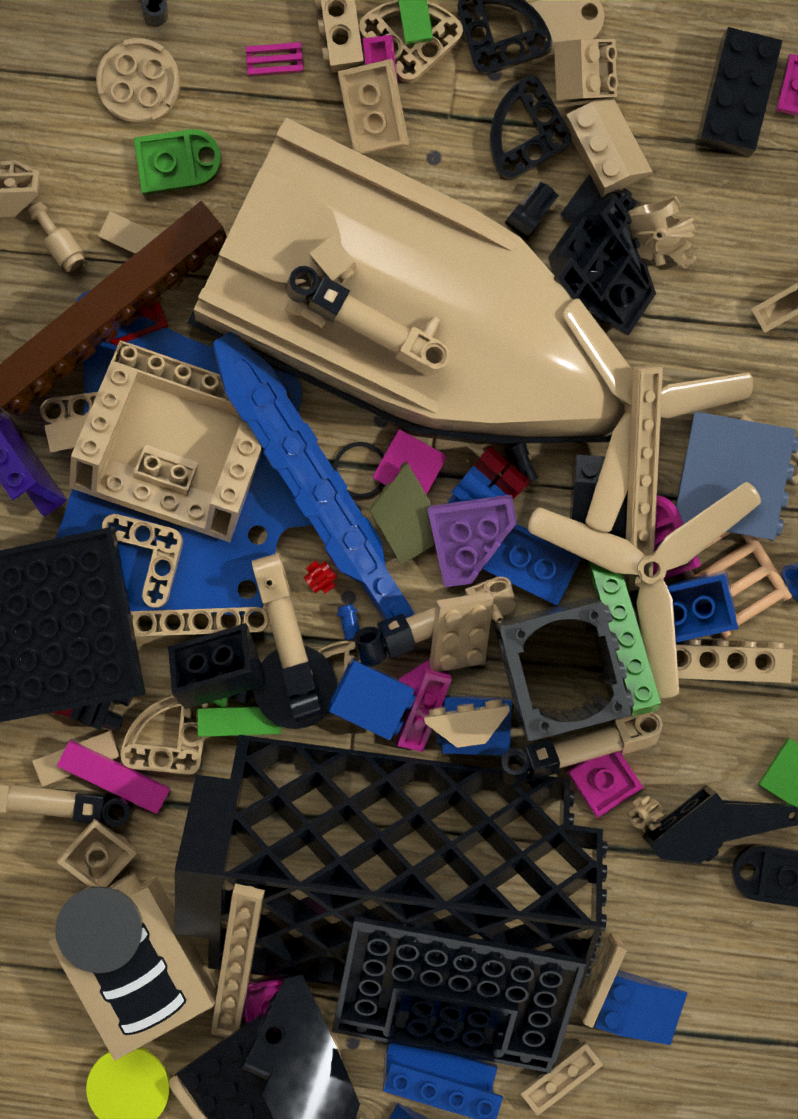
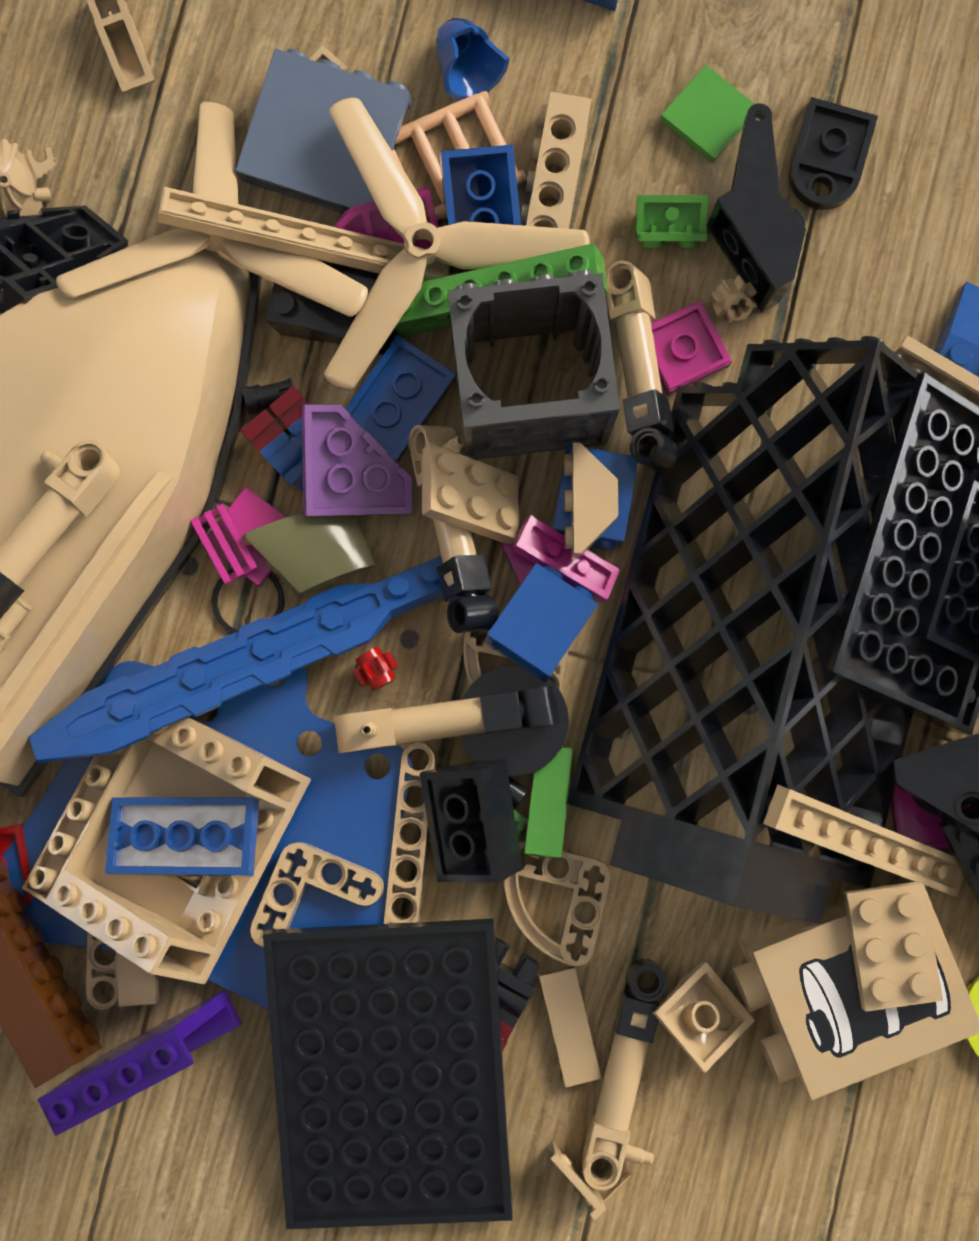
camera: 85 degrees left, 5 degrees down
(99, 929) = (803, 1027): dark grey tile -> none
(113, 776) = (600, 980): dark pink tile -> none
(166, 988) = (892, 946): none -> tan plate
(173, 455) = (182, 836): none -> blue piece
(348, 620) = (438, 641): blue pin -> none
(380, 462) = (209, 517): none -> dark pink tile
(703, 757) = (671, 219): none -> bright green bracket

